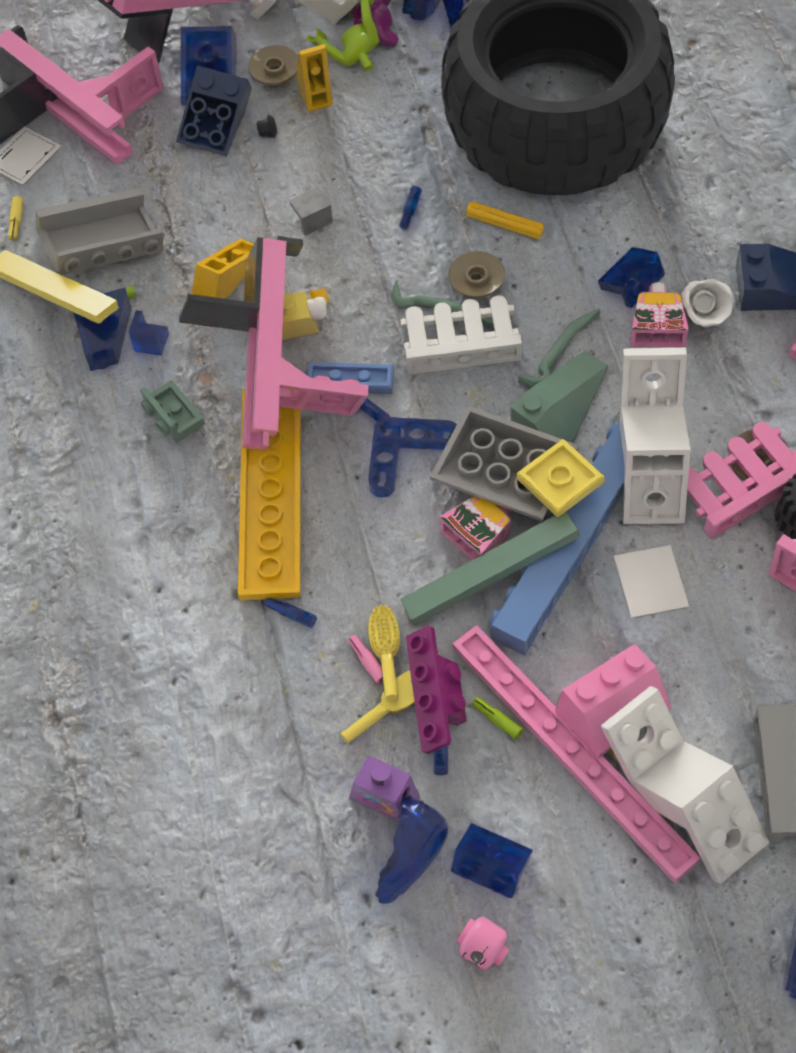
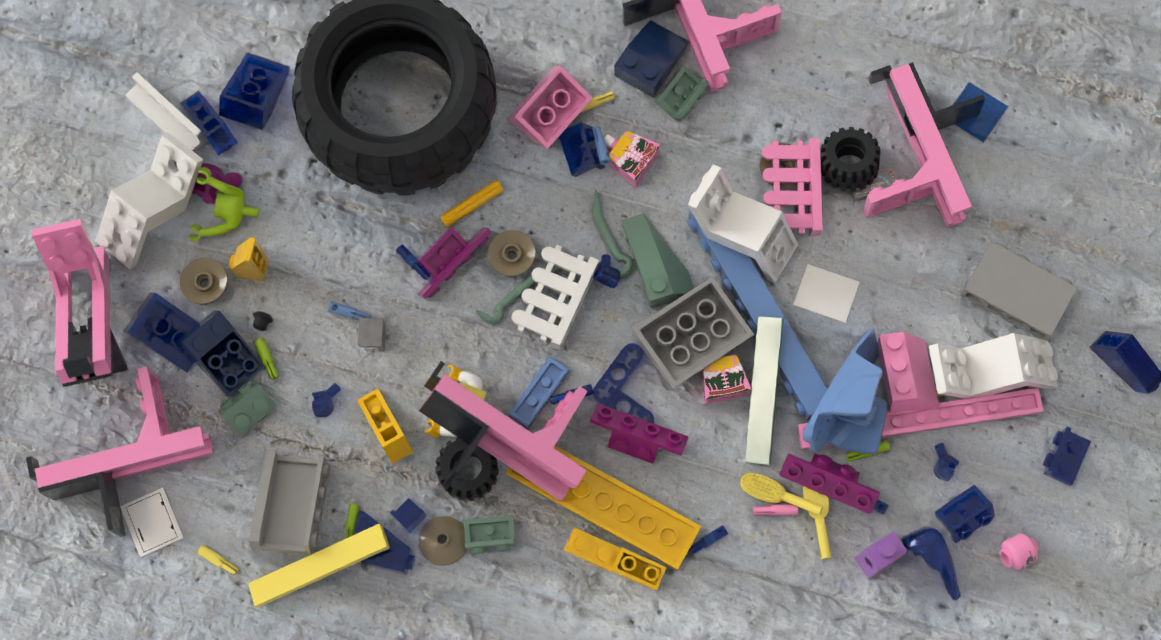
camera: 60 degrees left, 15 degrees up
(130, 382) = (444, 553): none -> dark tan dish
(174, 160) = (246, 407): none -> sand green bracket
(212, 530) = (614, 559): none -> yellow slope
(219, 212) = (323, 403): none -> clear blue piece
(219, 372) = (472, 488): none -> black tyre
(235, 150) = (266, 357): none -> lime piece
(322, 182) = (346, 311): none -> medium blue piece
(359, 479) = (636, 435): none -> magenta bracket
(436, 225) = (446, 255): none -> magenta bracket
(515, 362) = (607, 274): none -> clear blue piece
(528, 649) = (850, 410): none -> medium blue piece
(537, 802) = (945, 464): none -> clear blue piece
(560, 478) = (733, 304): light yellow tile -> none
(640, 938) = (1066, 456): none -> clear blue bracket
(644, 282) = (601, 146): none -> medium blue piece
(653, 220) = (550, 107): none -> bright pink slope
(691, 261) = (596, 101): none -> light yellow piece
(707, 302) = (644, 116): white hair -> none
(763, 323) = (681, 93): none -> sand green bracket

